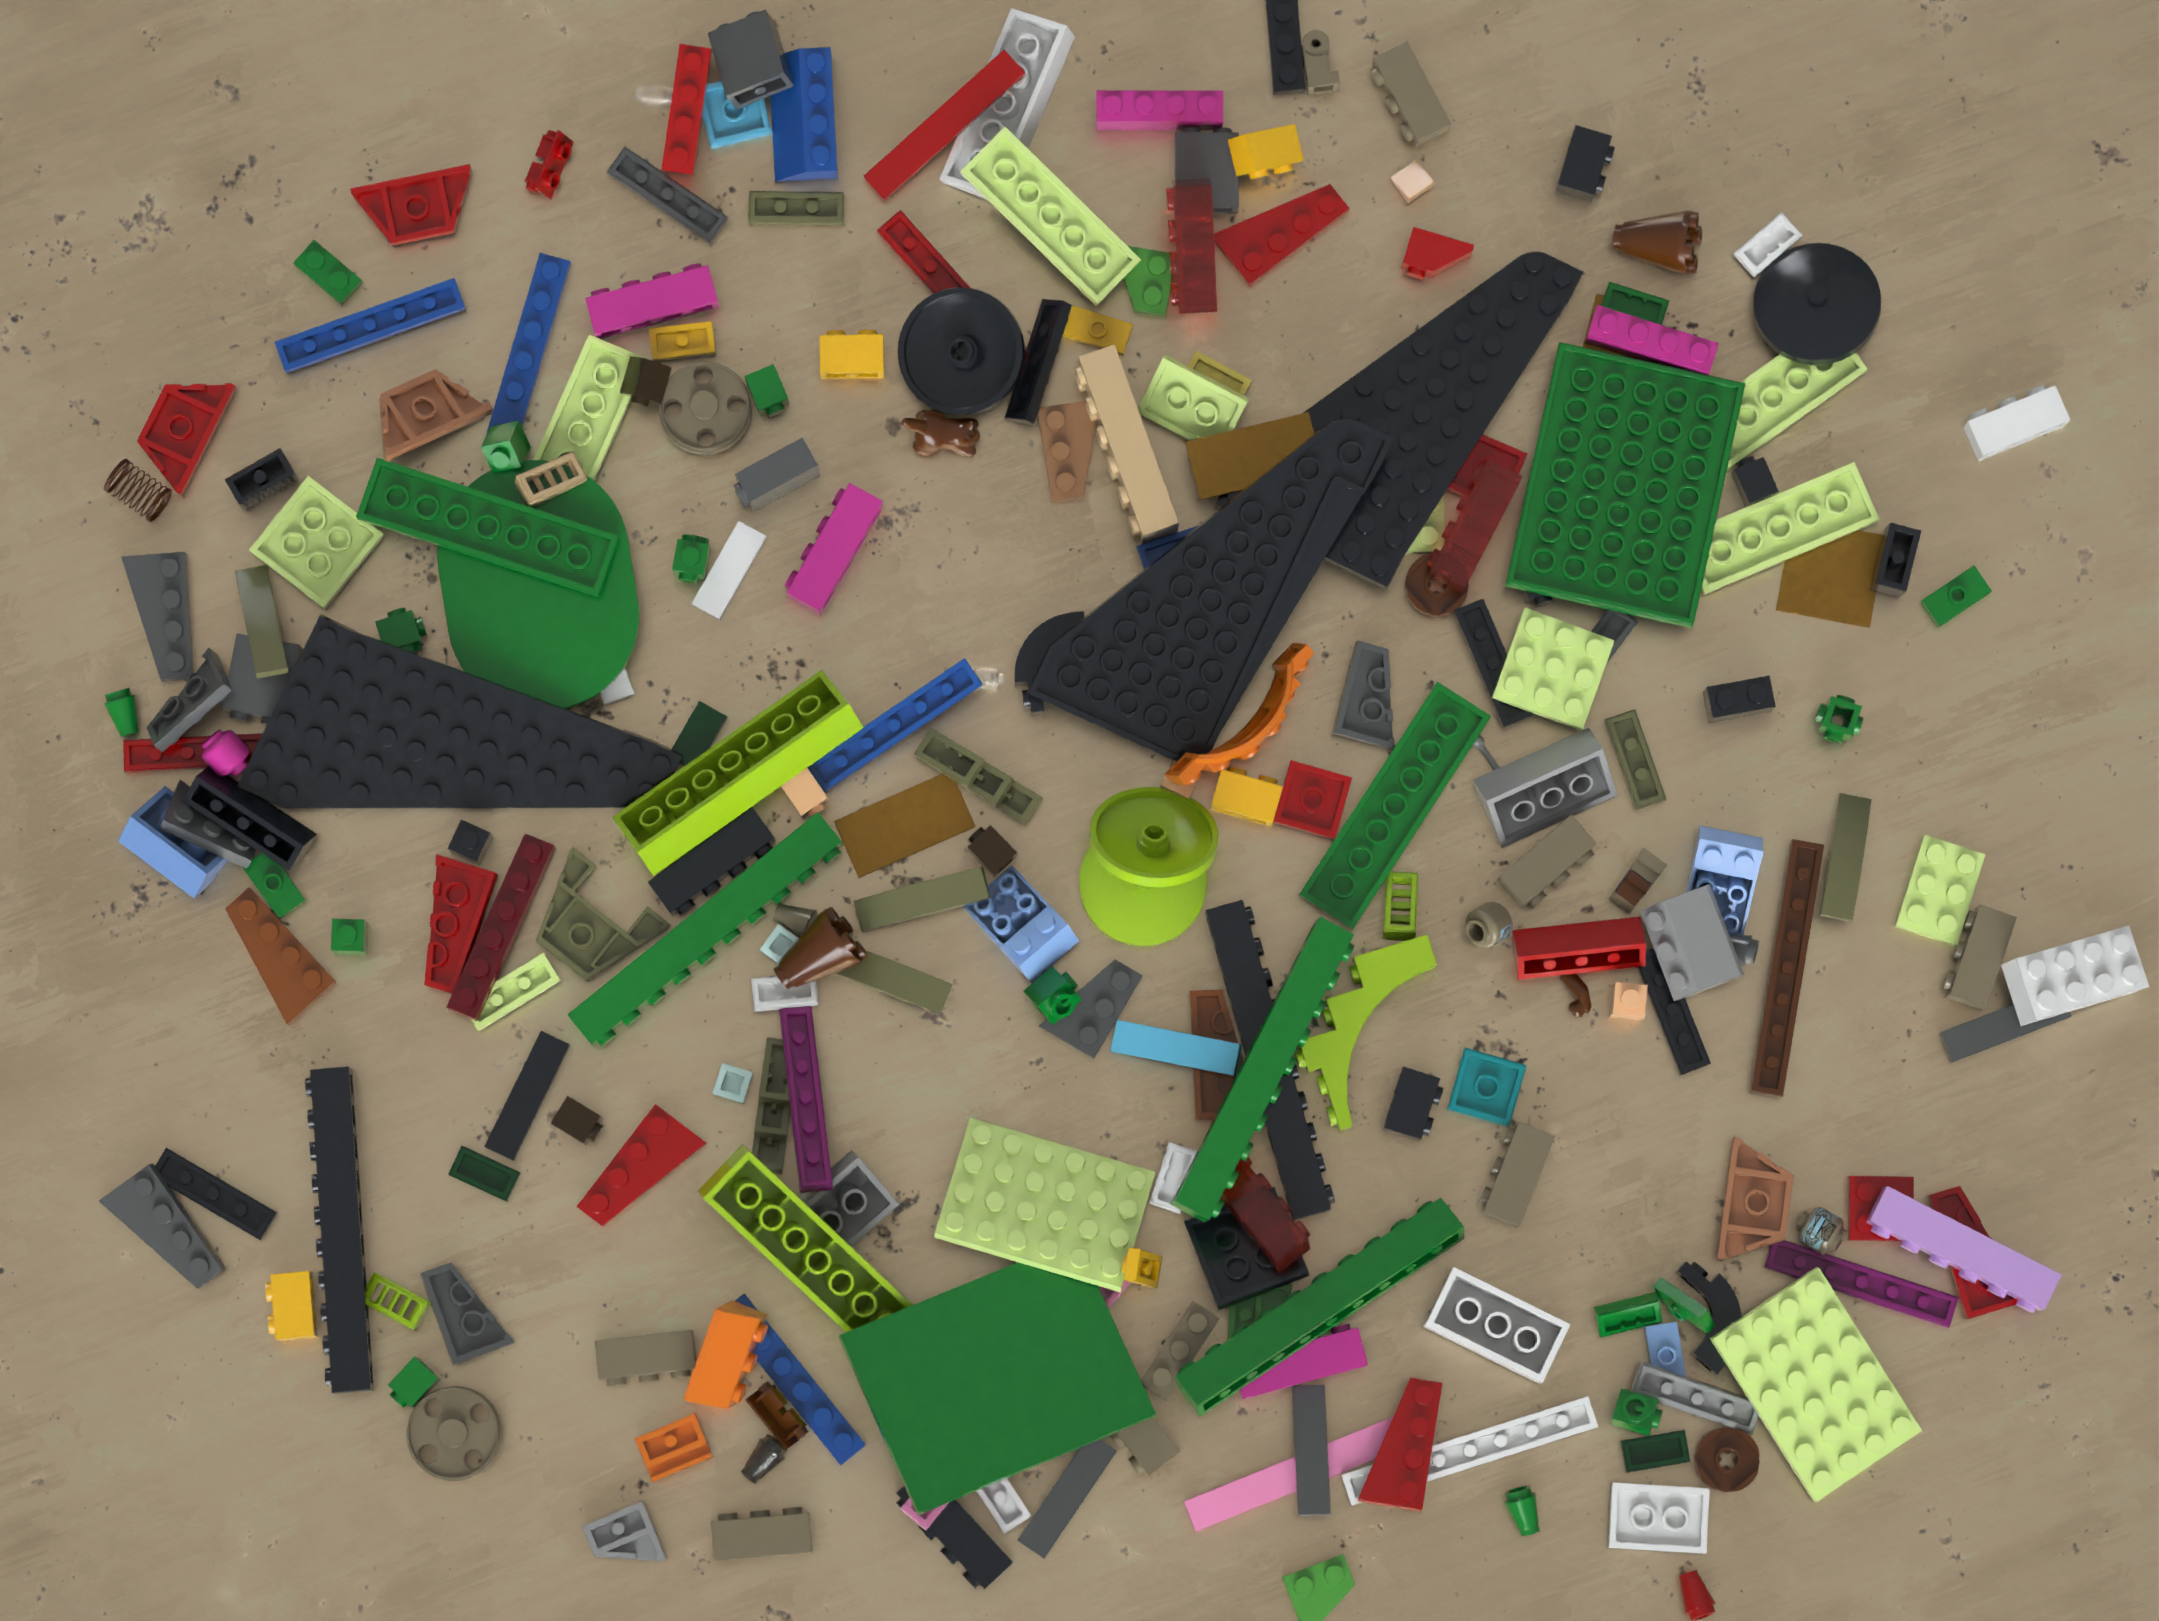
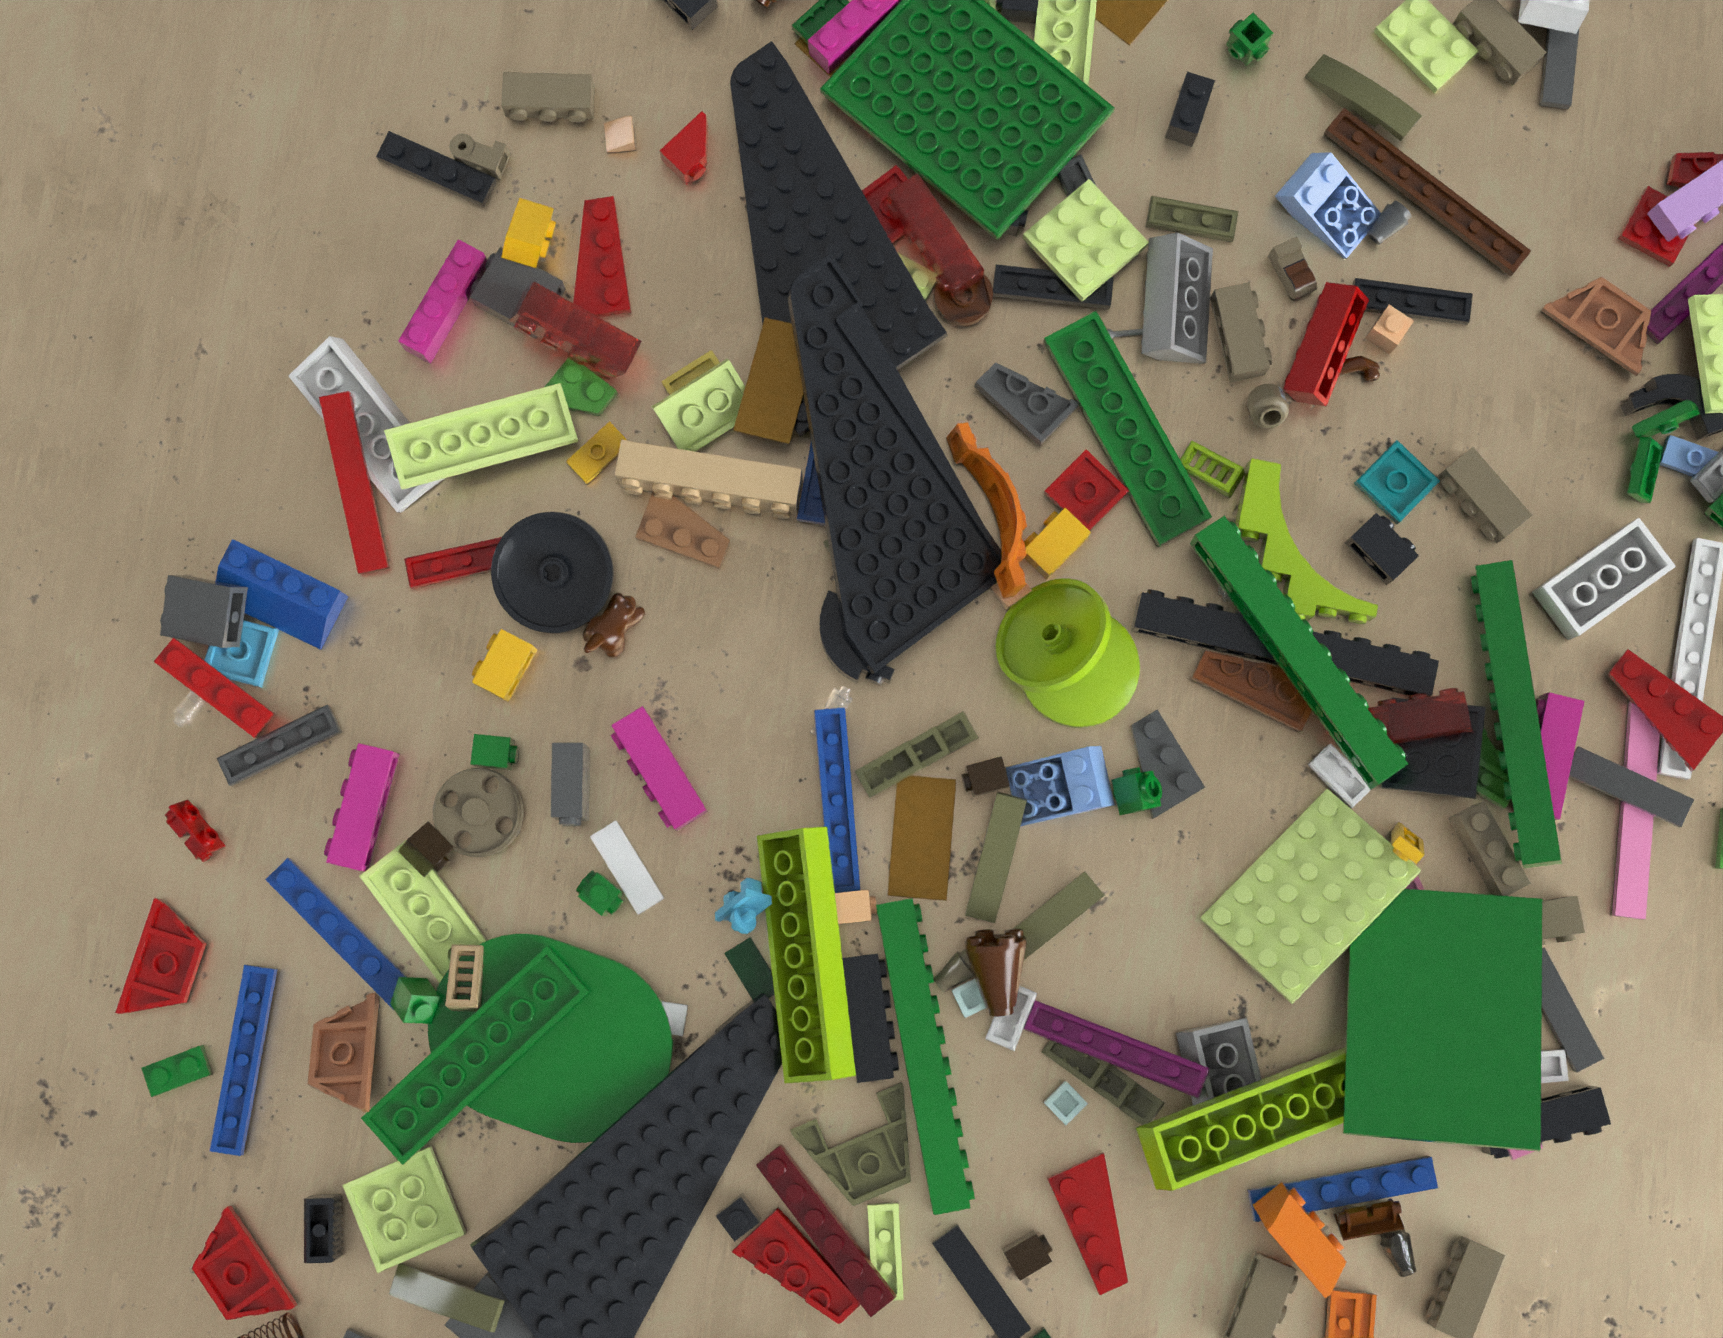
camera: 60 degrees left, 0 degrees up
(402, 630) = (523, 1177): green brick -> none
(682, 341) = (410, 800): yellow plate -> none
(751, 693) = (744, 906): none -> medium azure hips
(796, 208) = (352, 644): olive tile -> none
(1038, 361) = (594, 510): black plate -> none
(1176, 1048) = (1235, 714): medium azure tile -> none
(1691, 942) = (1372, 251): light grey slope -> none
(1821, 1230) = (1655, 280): head -> none

